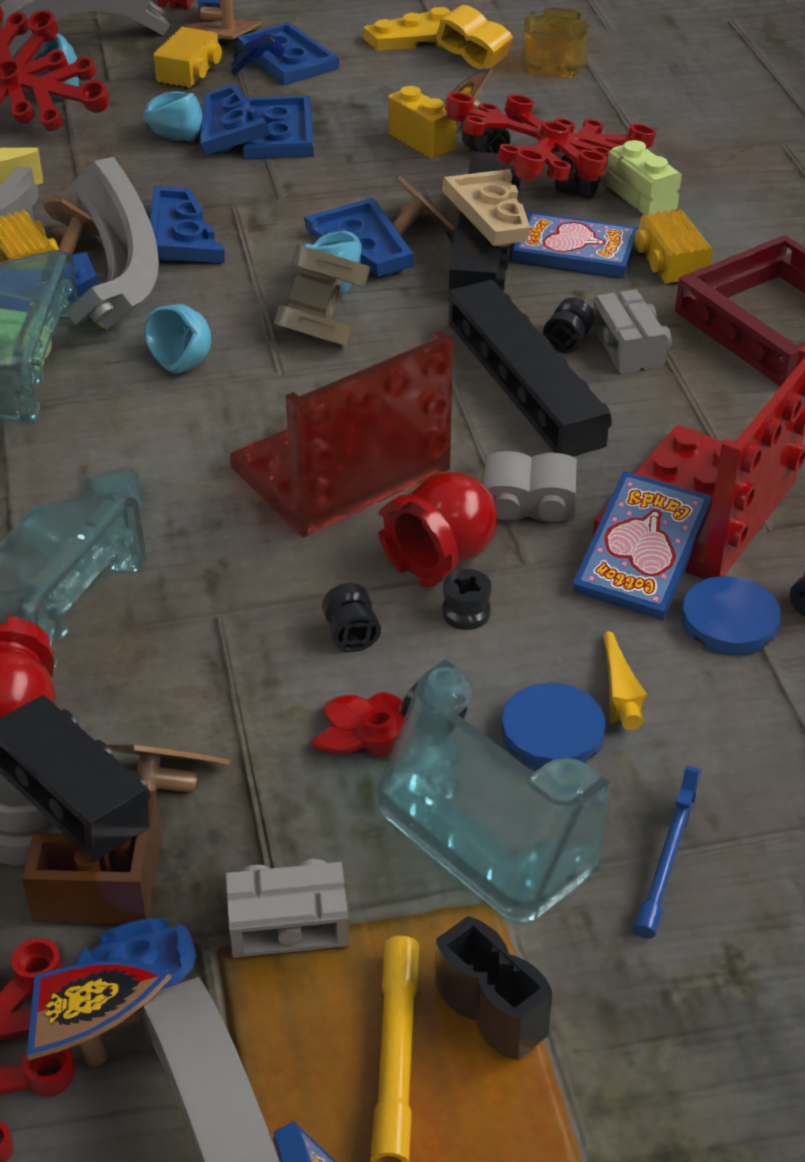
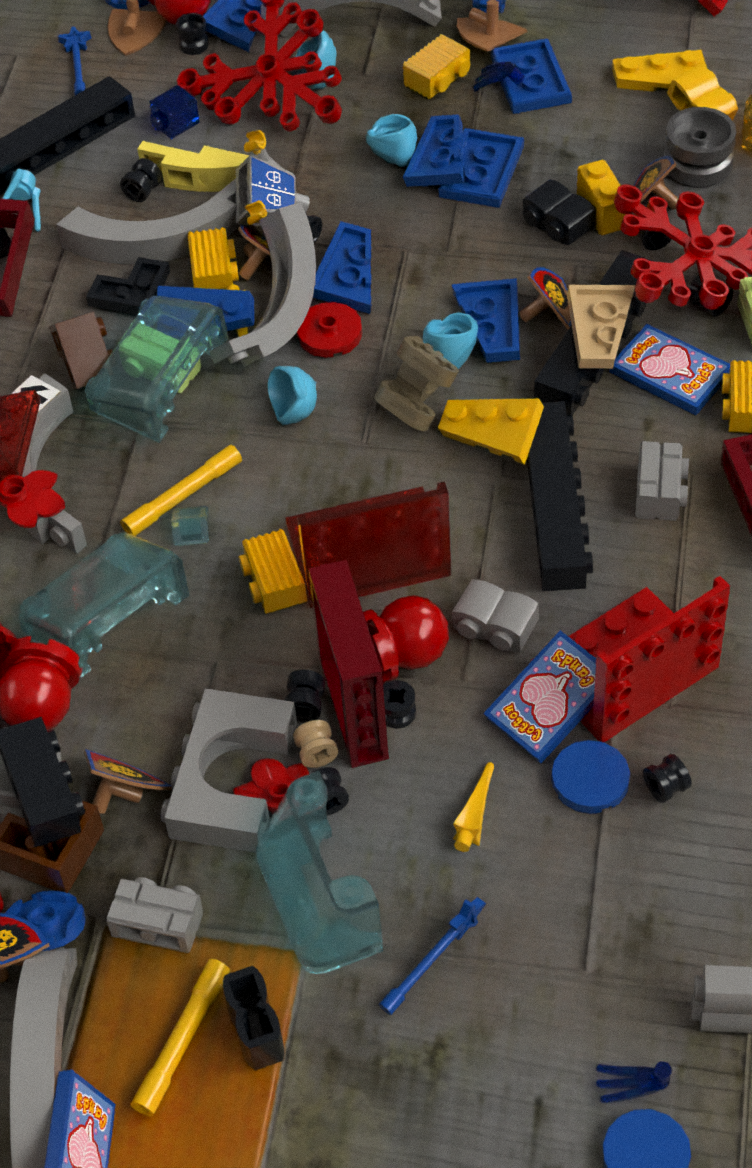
camera: 25 degrees right, 10 degrees up
(47, 162) = (263, 184): none -> torso
(116, 429) = (212, 469): none -> yellow piece
(189, 281) = (330, 329): none -> red plate
(245, 505) = (273, 571): none -> yellow brick
(286, 771) = (220, 725): none -> light grey arch
(378, 459) = (349, 663): none -> dark red window
(383, 142) = (559, 212): none -> black brick
(393, 662) = (315, 743): none -> tan wheel
(421, 313) = (496, 424): none -> yellow wing
(508, 56) = (701, 145): none -> flat silver wheel
(552, 724) = (407, 830): blue tile -> none
(569, 325) = (615, 458): black wheel -> none

